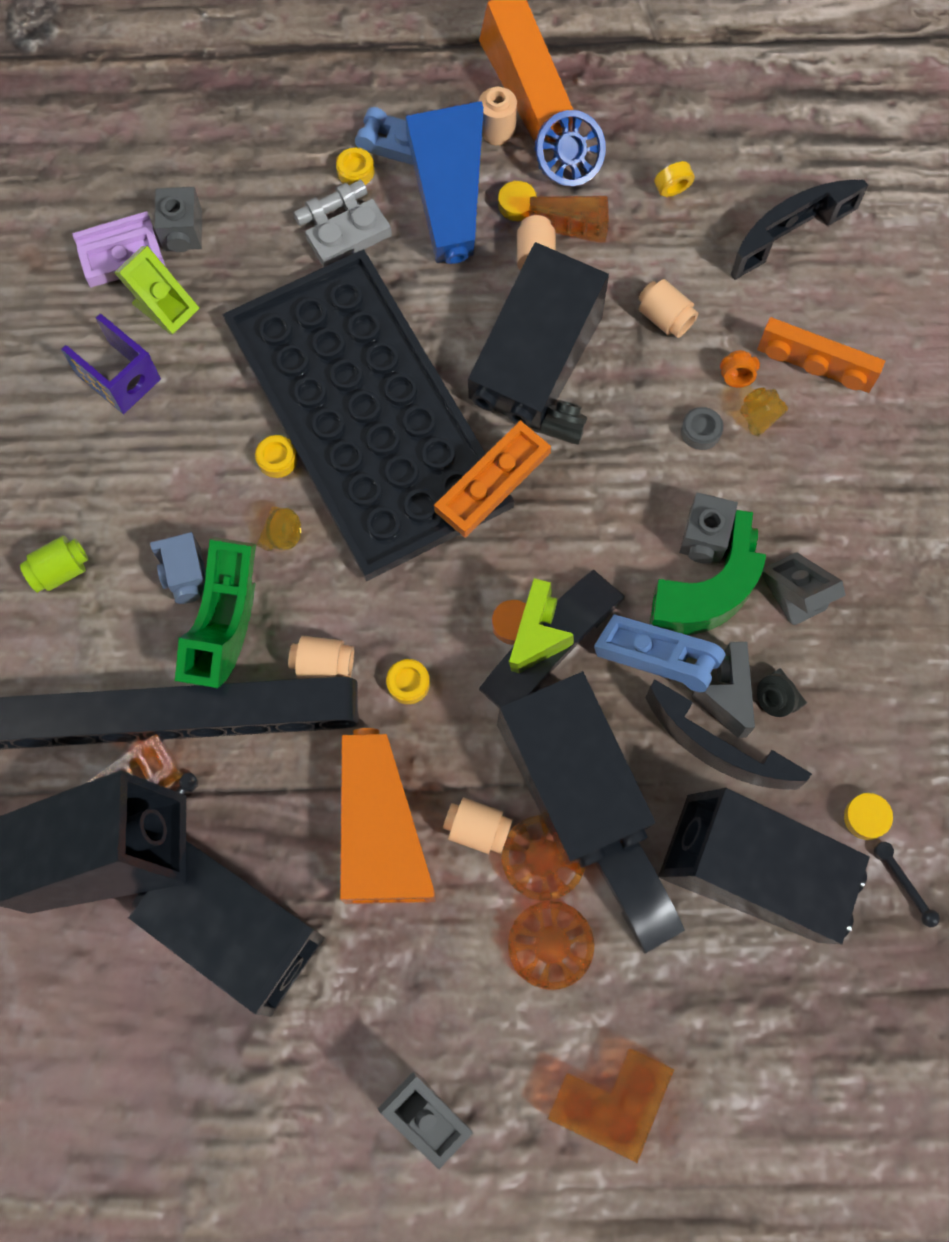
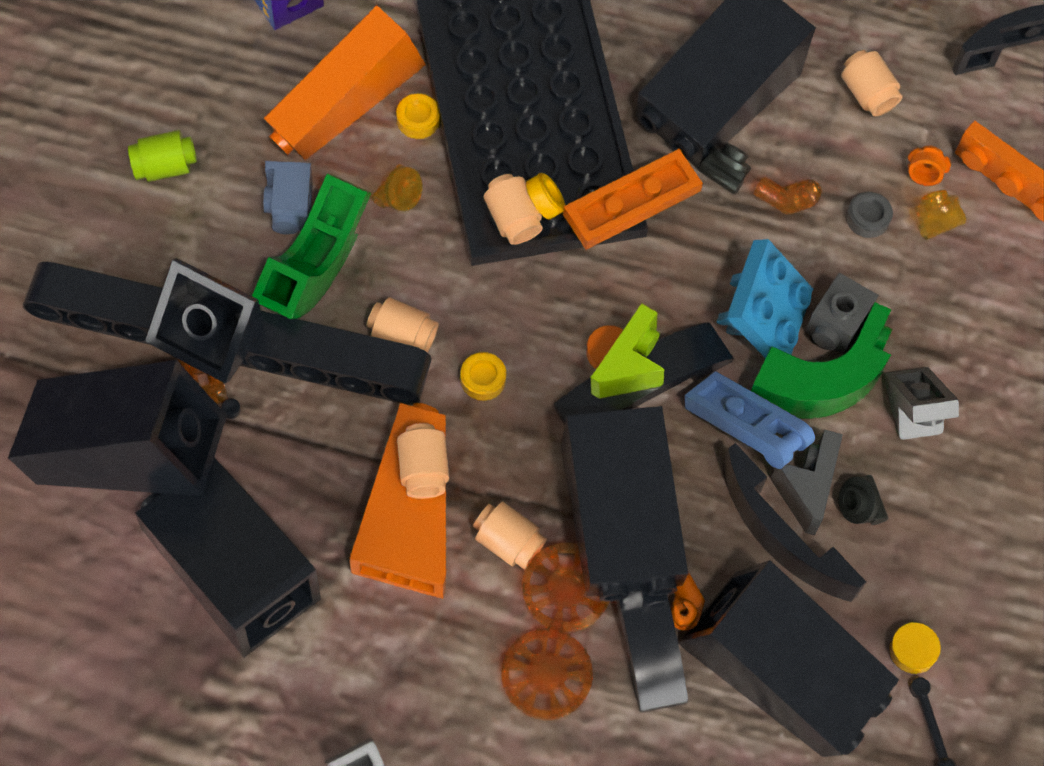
camera: 10 degrees right, 5 degrees down
(138, 716) = (204, 321): none -> black slope
(200, 449) = (345, 84): none -> orange slope
(380, 788) = (423, 461): none -> light nougat brick
(389, 520) = (513, 209): none -> light nougat brick
(414, 500) = (545, 195): none -> yellow tile
(629, 434) = (790, 198): none -> clear orange arm
(641, 537) = (767, 300): none -> dark azure plate
(658, 844) = (687, 605): none -> orange arm

